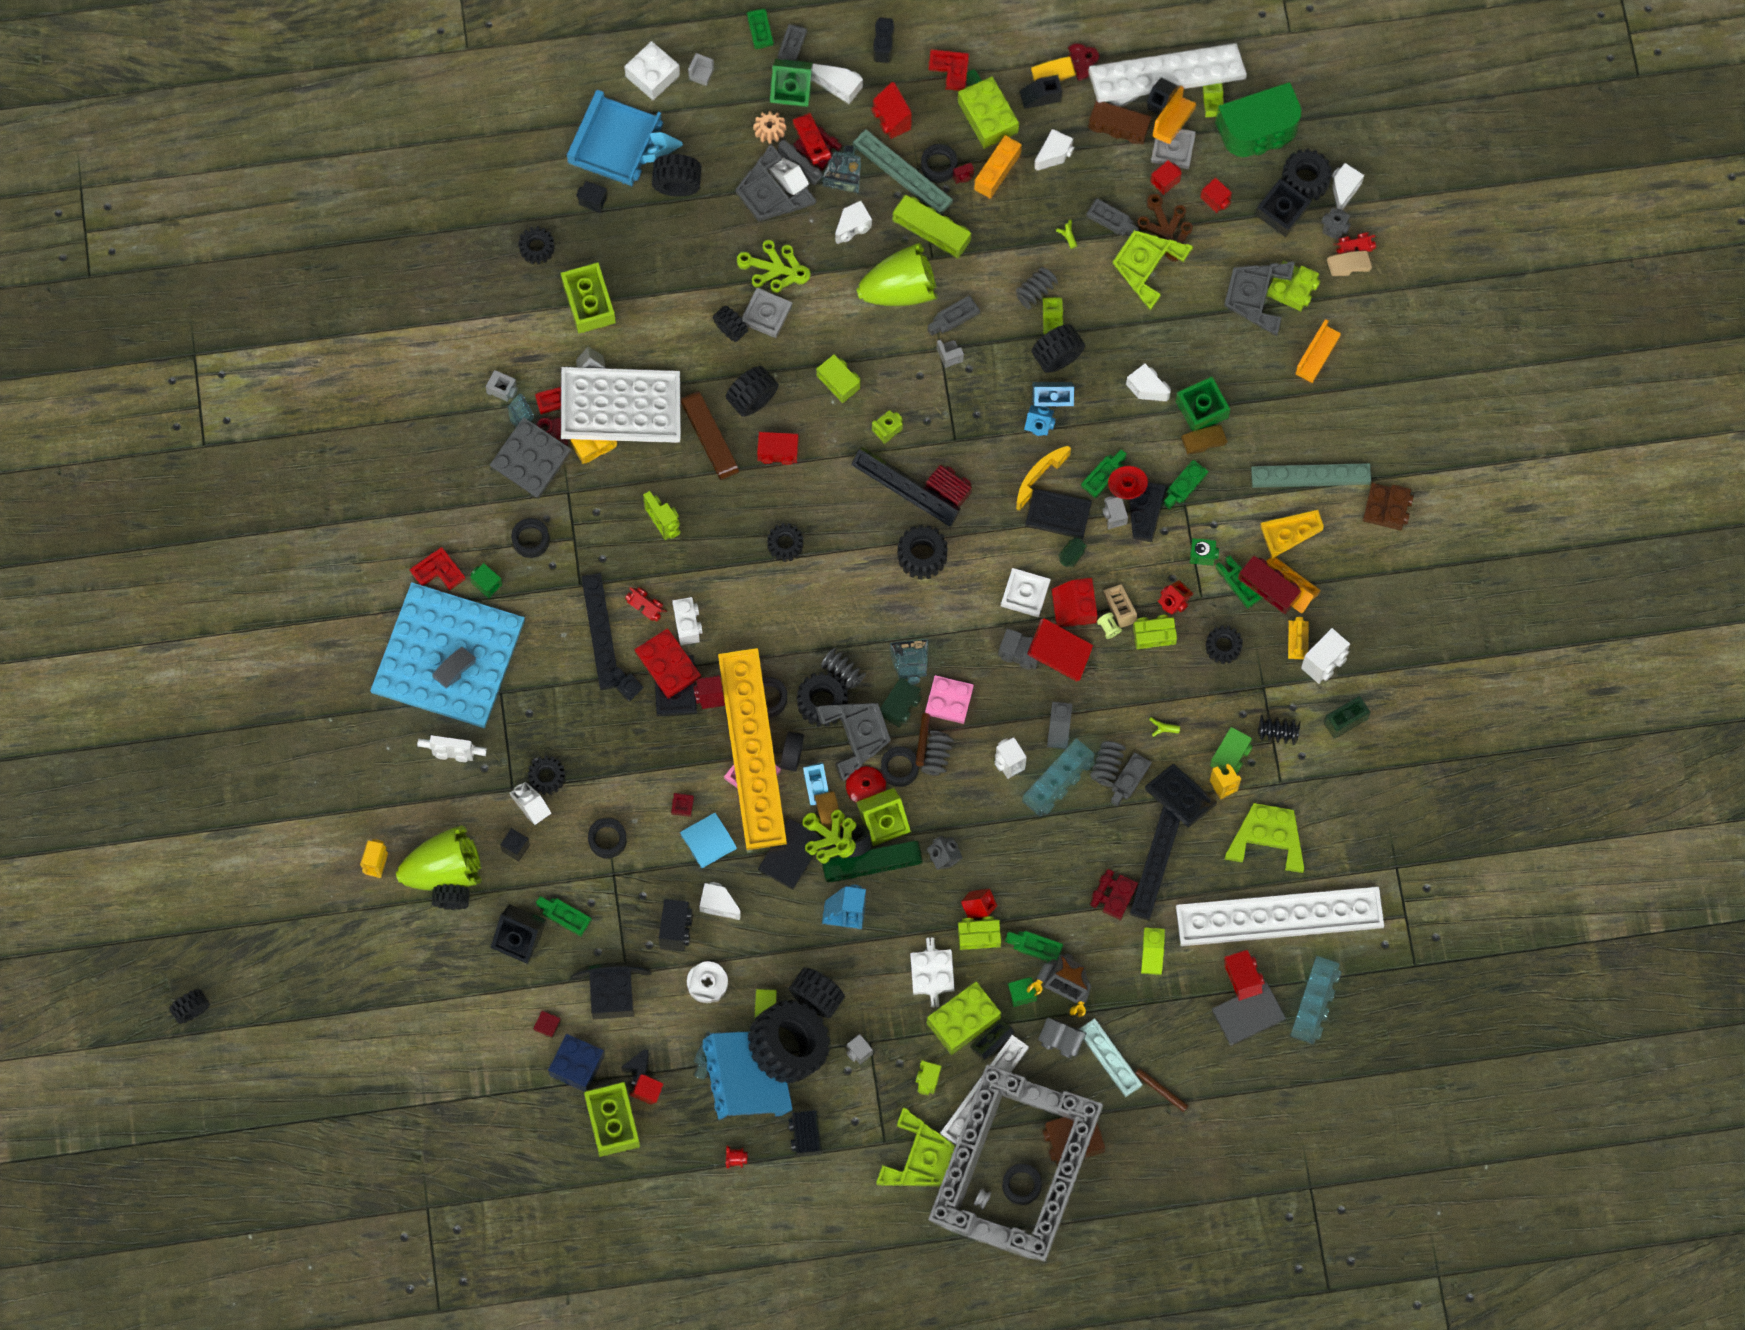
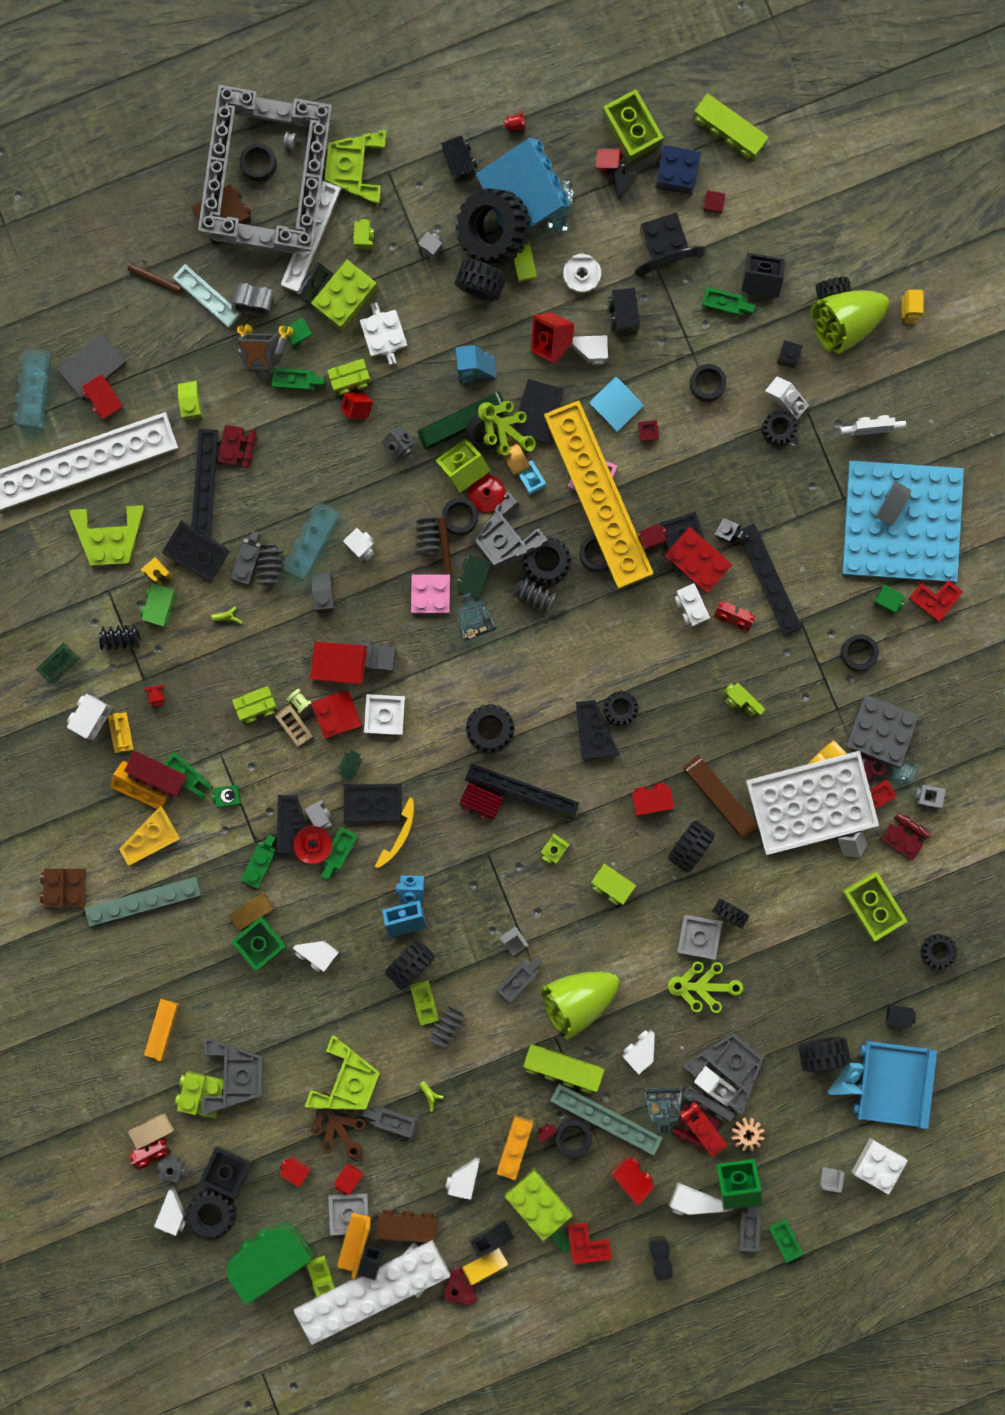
camera: 170 degrees right, 15 degrees up
(508, 1096) = (730, 127): none -> lime brick
(541, 353) = (901, 841): none -> dark red plate
(757, 919) = (551, 336): none -> red slope
(792, 751) = (561, 502): black tyre -> none
(819, 525) = (593, 732): none -> black wing
(1175, 597) = (243, 742): red brick -> none
(1224, 656) = (180, 701): black tyre -> none
(1254, 665) = (155, 695): none -> red brick

